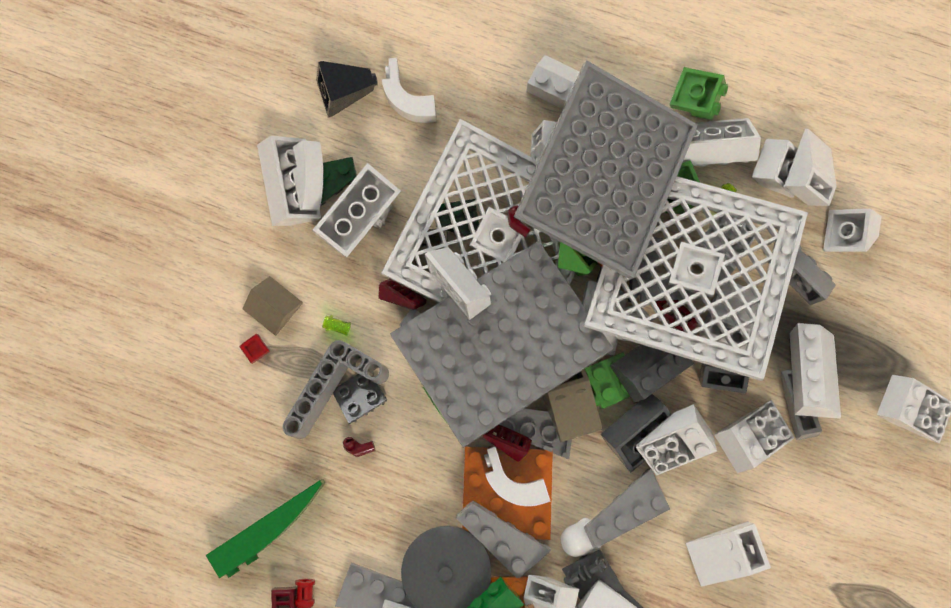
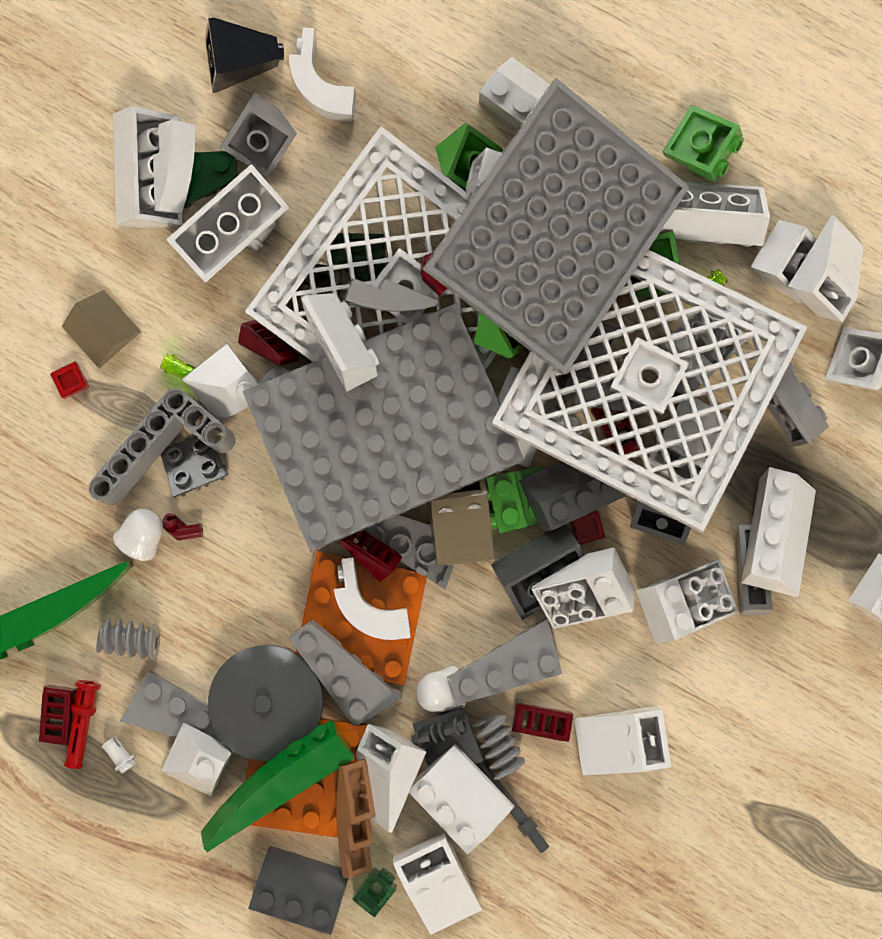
camera: 10 degrees right, 5 degrees up
(327, 457) = (139, 535): none -> white hair
(331, 540) = (128, 639): none -> light grey piece
(369, 142) = (259, 135): none -> light grey slope
(371, 331) = (220, 383): none -> white slope
(487, 244) = (387, 297): none -> light grey slope
(520, 129) = (459, 152): none -> bright green slope
(634, 574) = (500, 745): none -> light grey piece
(669, 393) = (588, 528): none -> red tile
(682, 552) = (540, 732): none -> dark red slope

